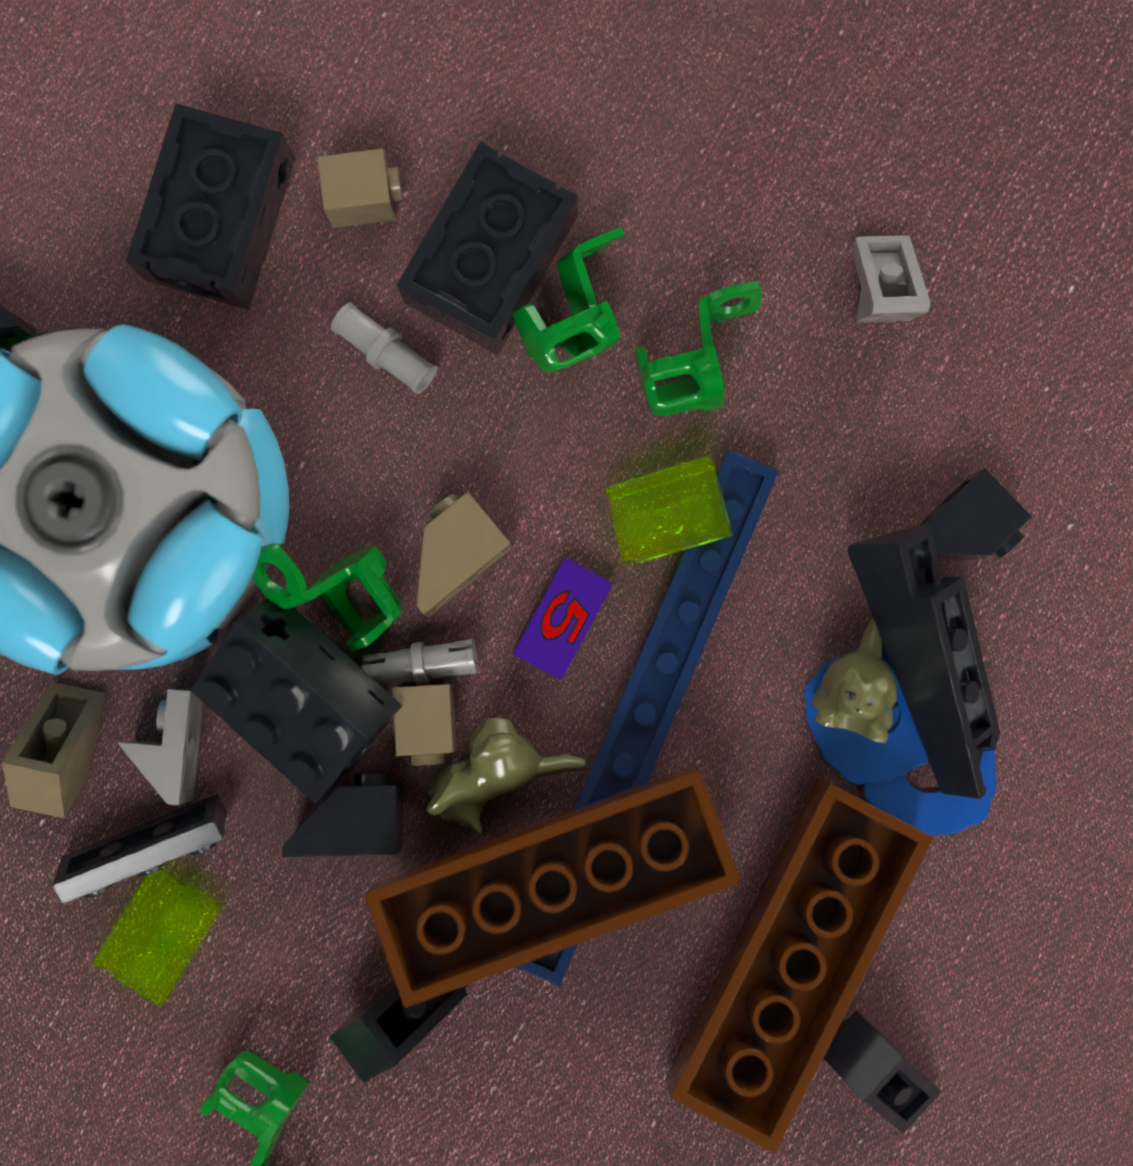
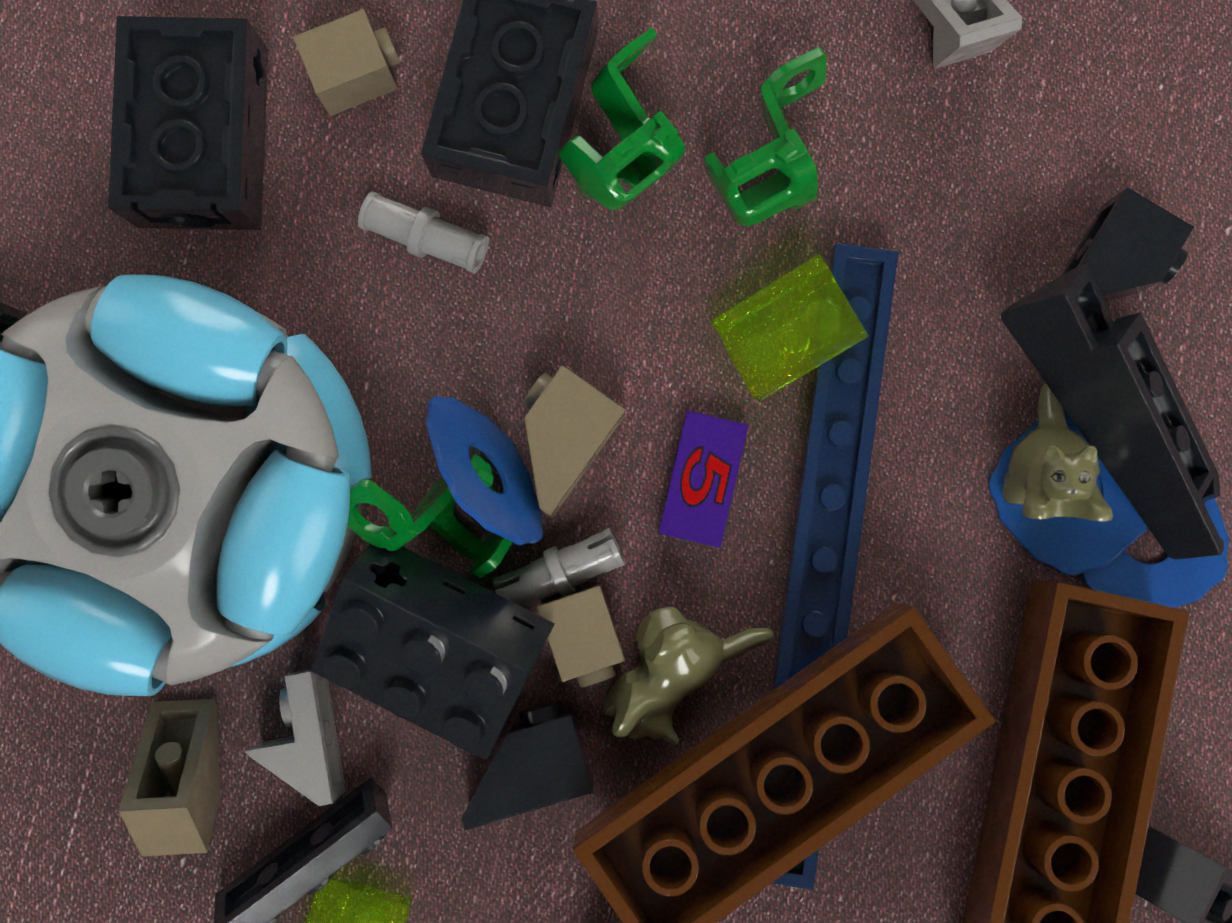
camera: 15 degrees left, 0 degrees up
(359, 522) = (452, 431): none -> blue piece

